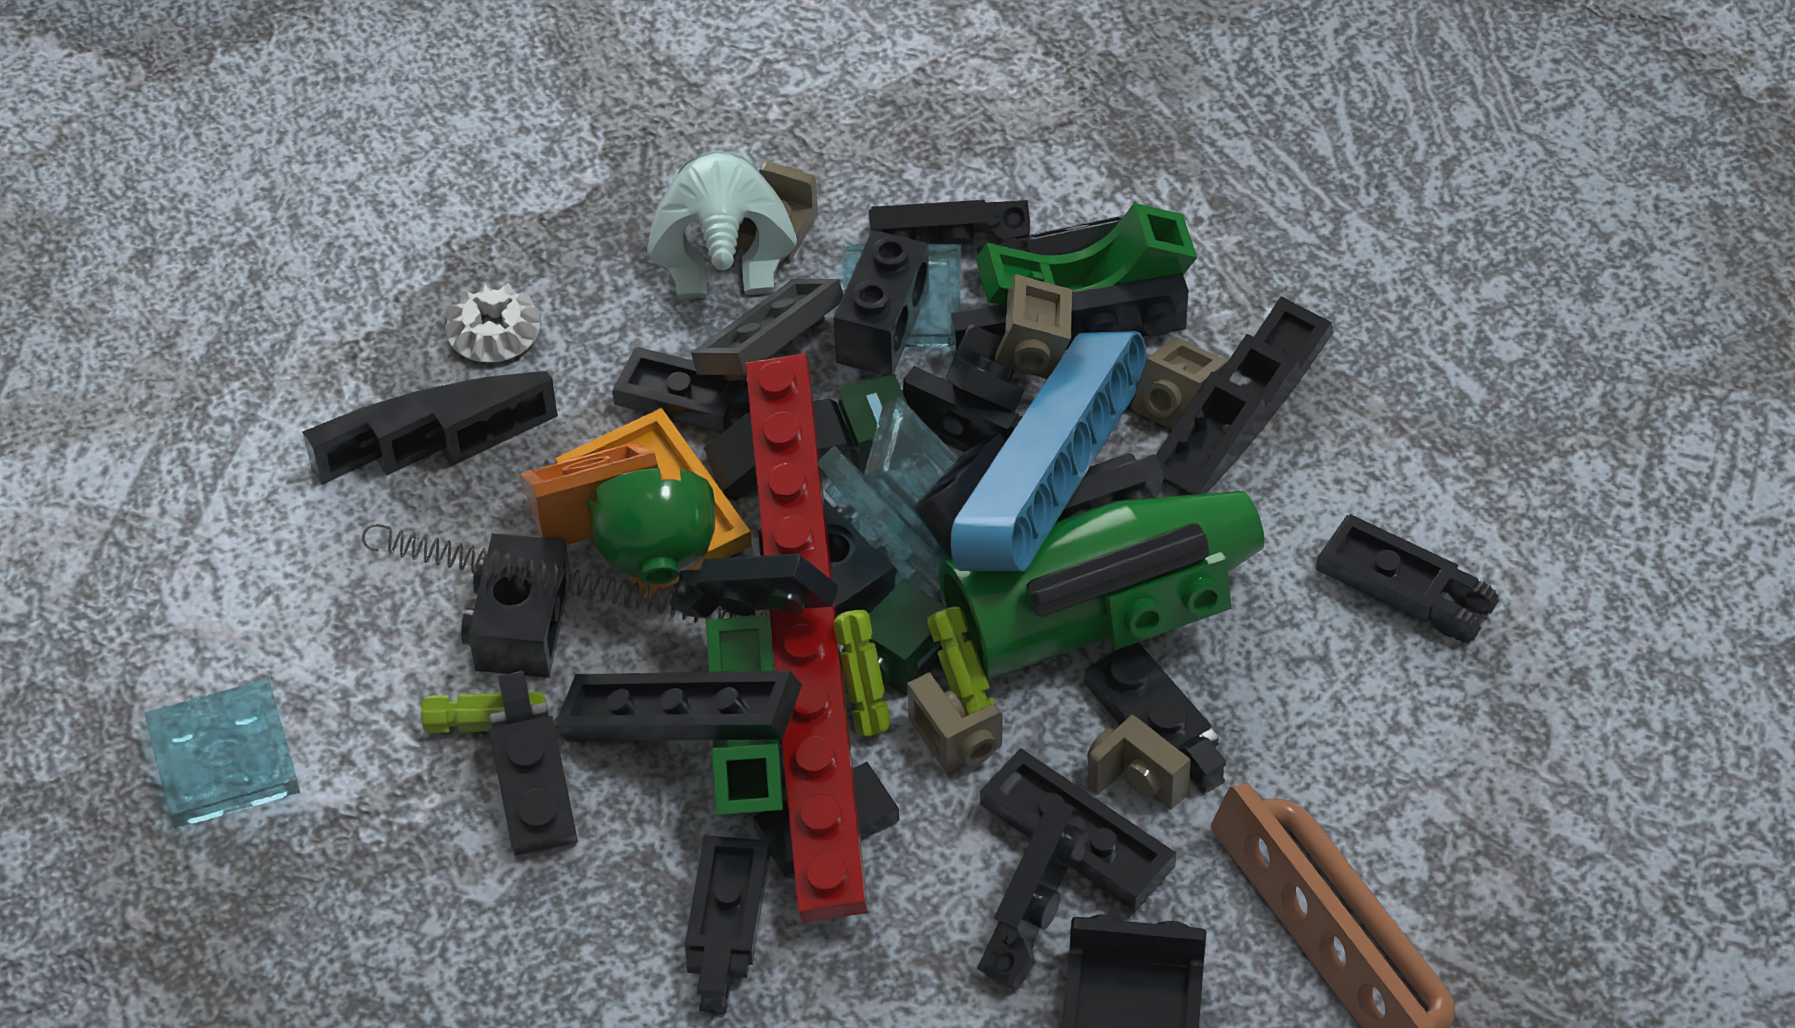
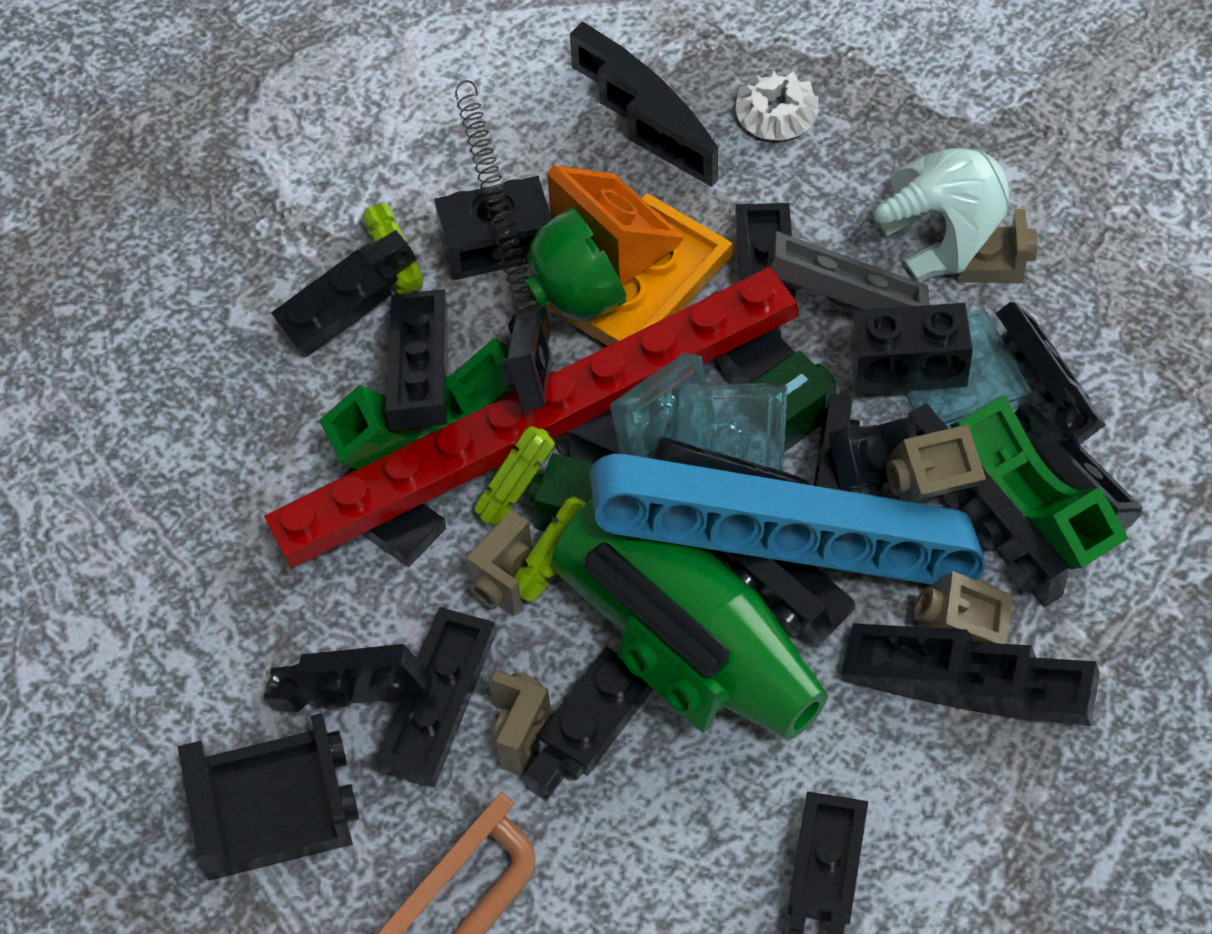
camera: 70 degrees right, 5 degrees up
(221, 753) = (294, 107): clear light blue plate -> none
(725, 915) = (257, 474): black hinge -> none

